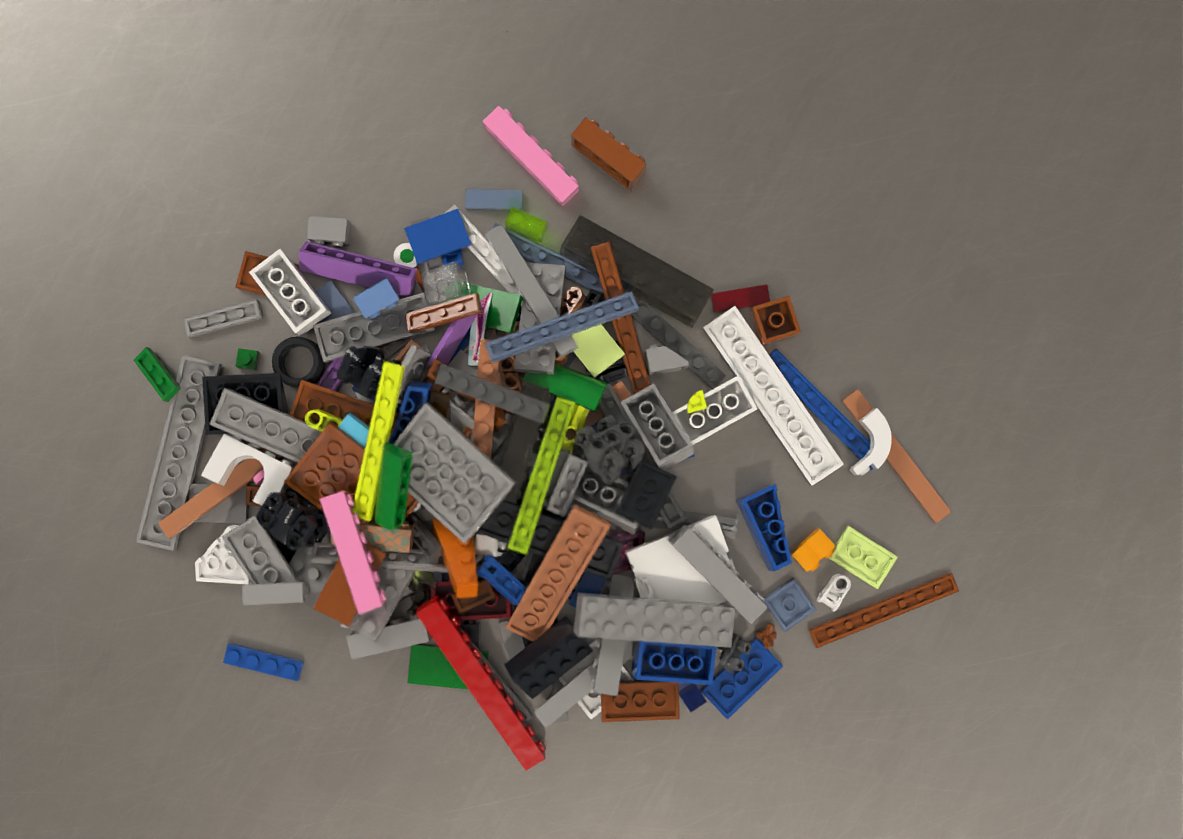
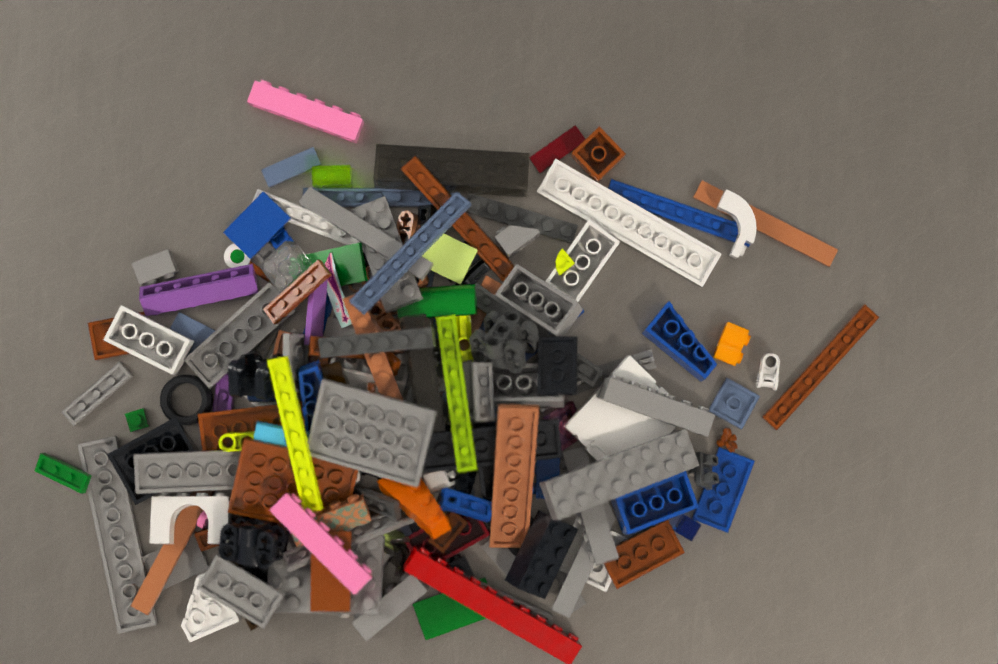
camera: 25 degrees left, 0 degrees up
(273, 593) = (267, 615): light grey tile -> none
(376, 298) = (230, 307): medium blue brick -> none
(393, 486) = (329, 468): green brick -> none
(608, 153) = (375, 76): dark orange brick -> none
(863, 557) = (779, 329): yellowish green tile -> none

